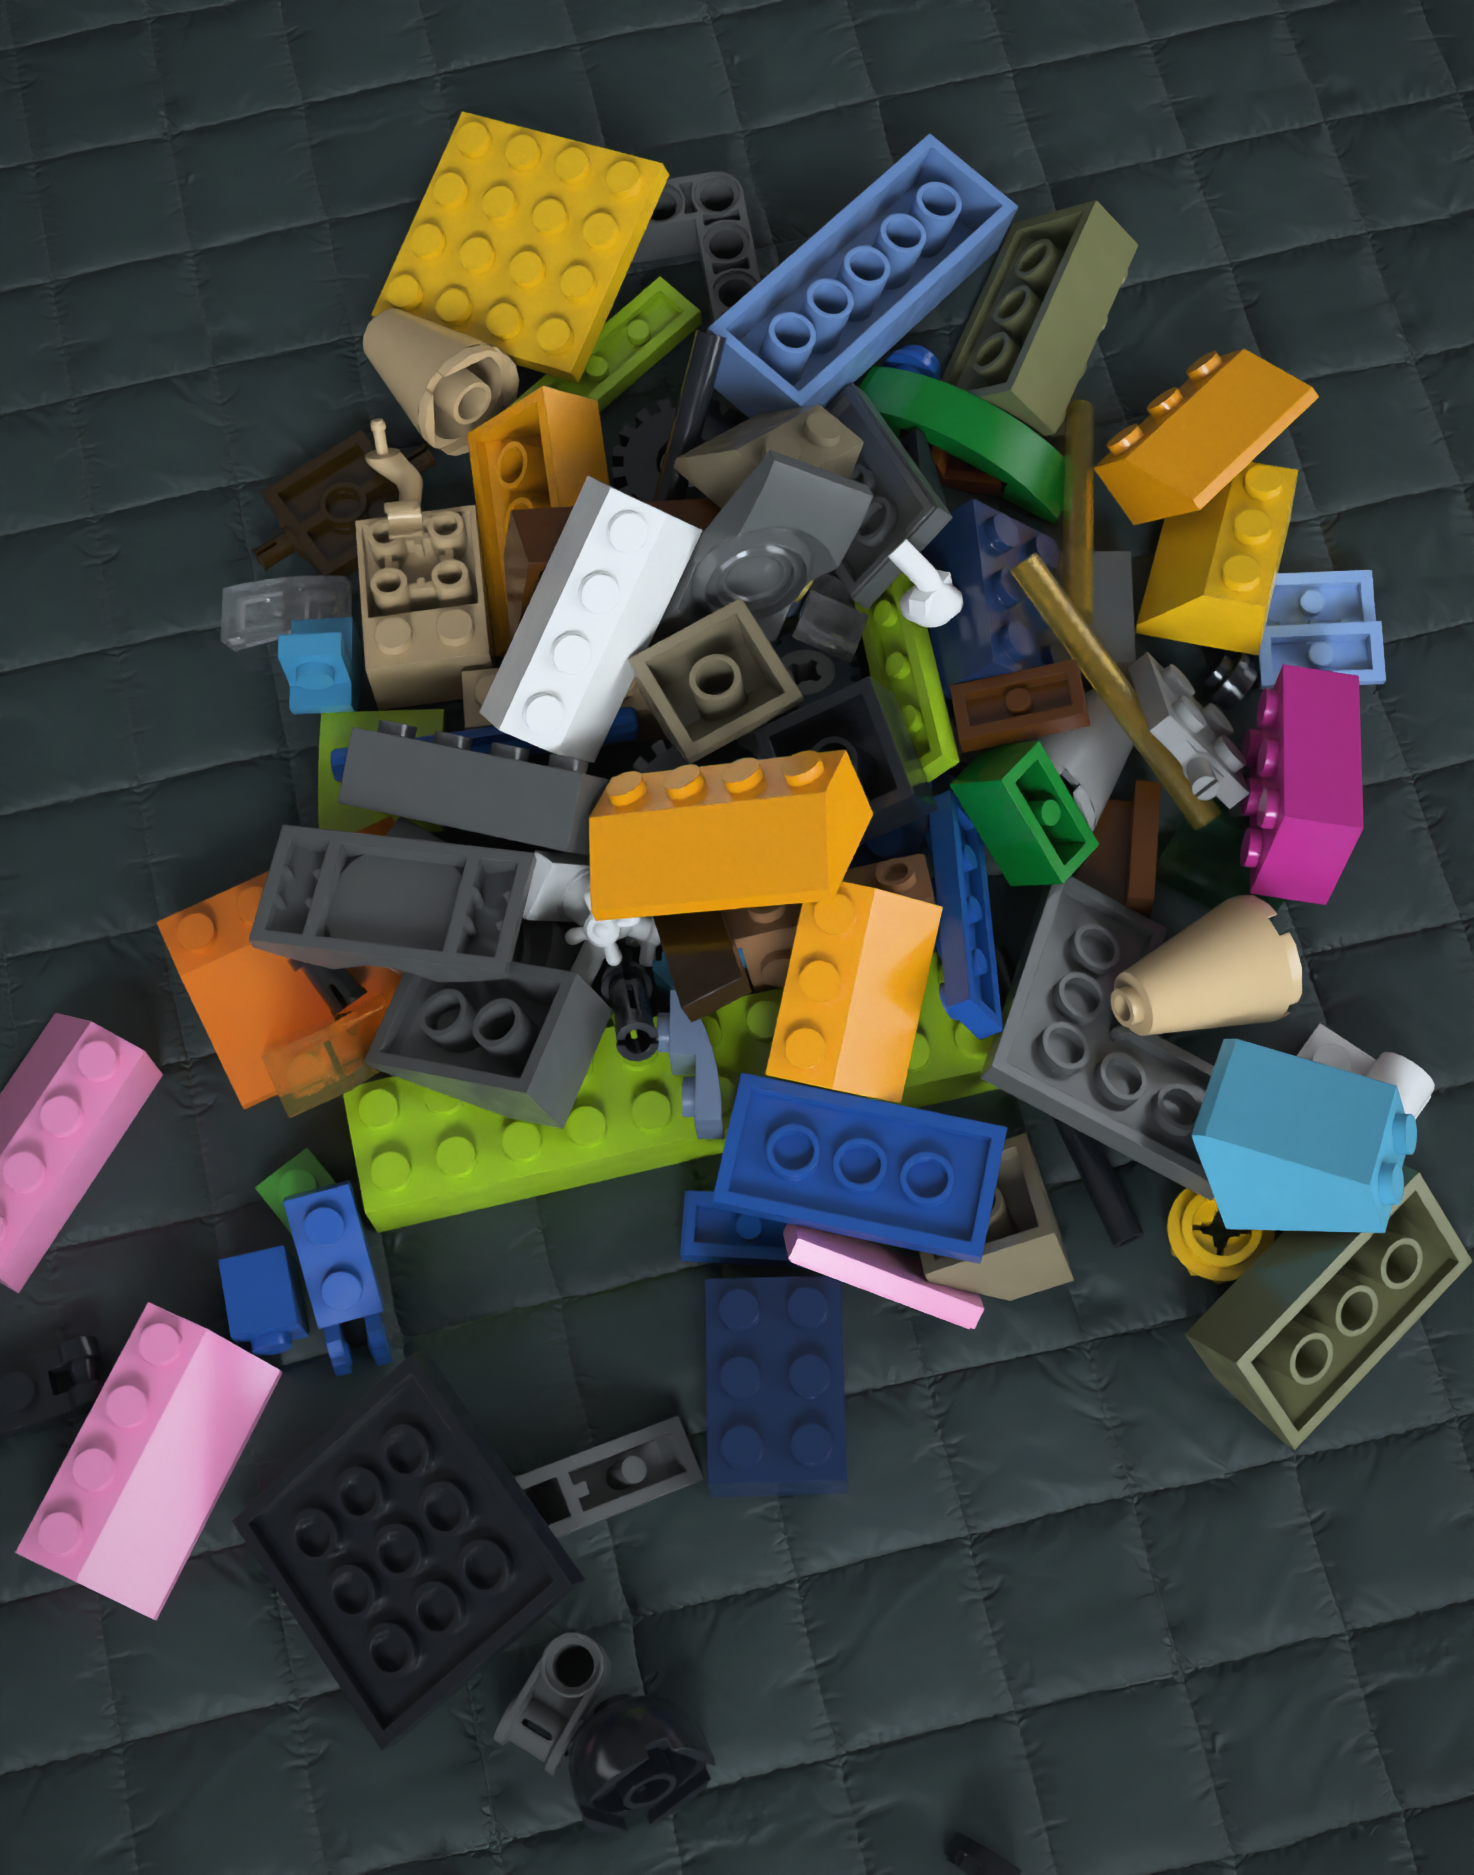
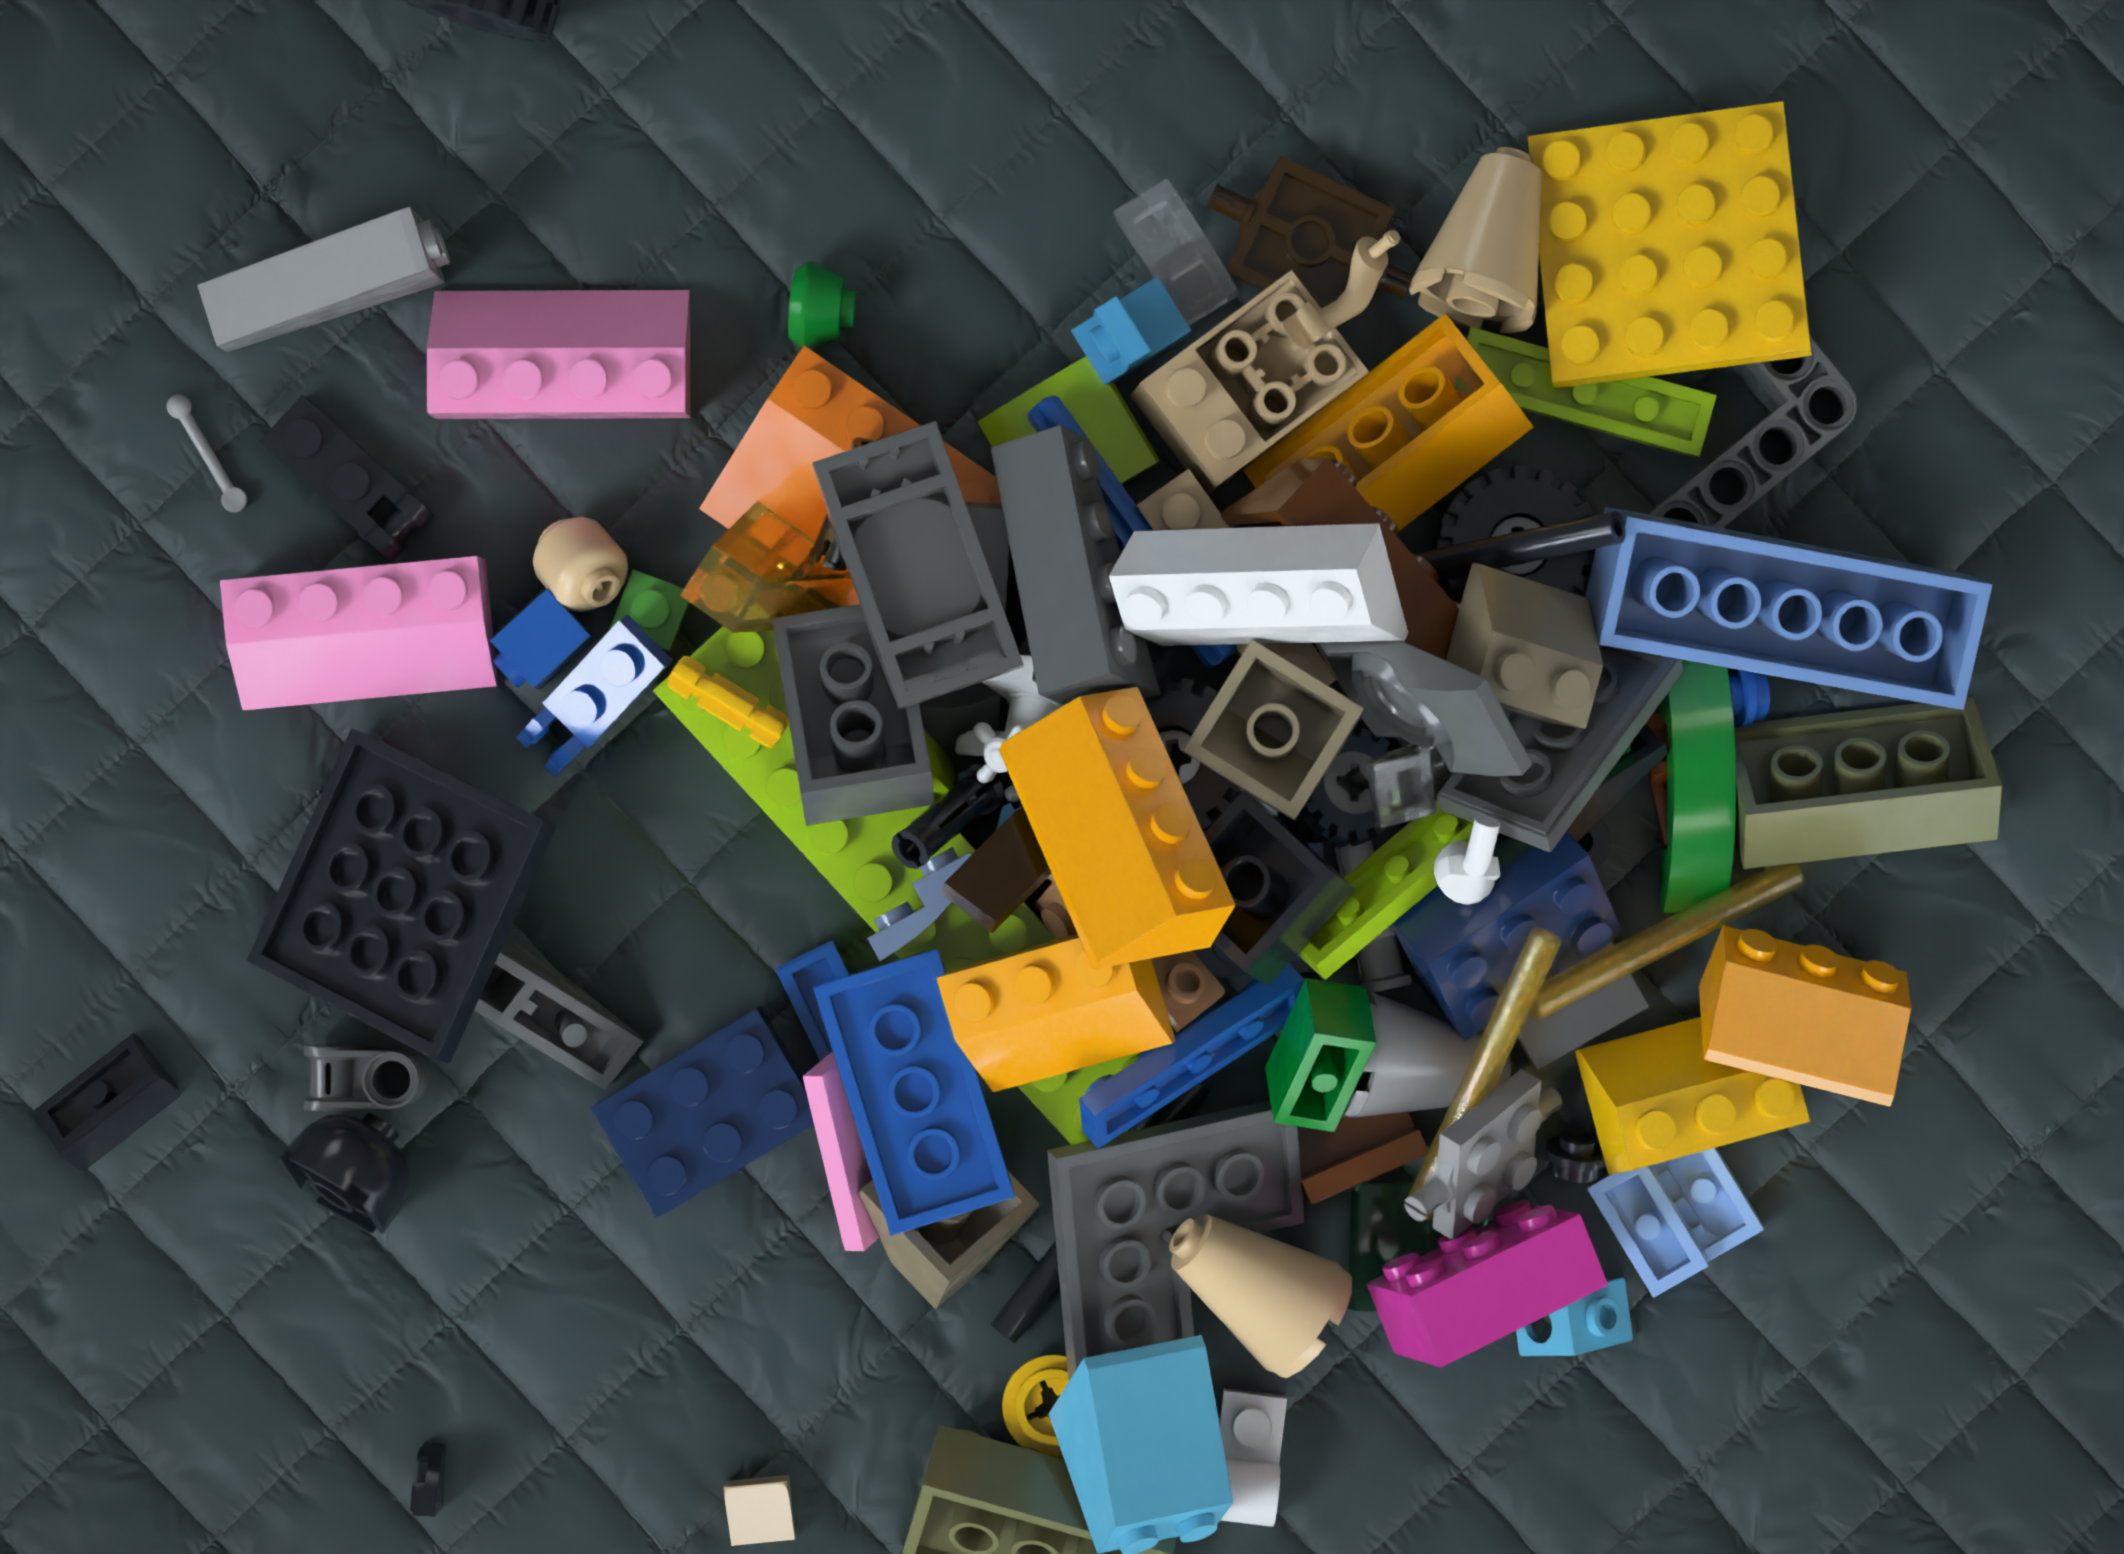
camera: 55 degrees right, 20 degrees up
(135, 904) = (819, 305): none -> green cone
(217, 1223) = (580, 564): none -> tan head
(412, 1141) = (728, 701): none -> yellow axle
(1020, 705) = (1409, 1004): reddish brown panel -> none
(1181, 1555) = (759, 1510): none -> tan slope
(1383, 749) = (1583, 1325): none -> medium azure bracket

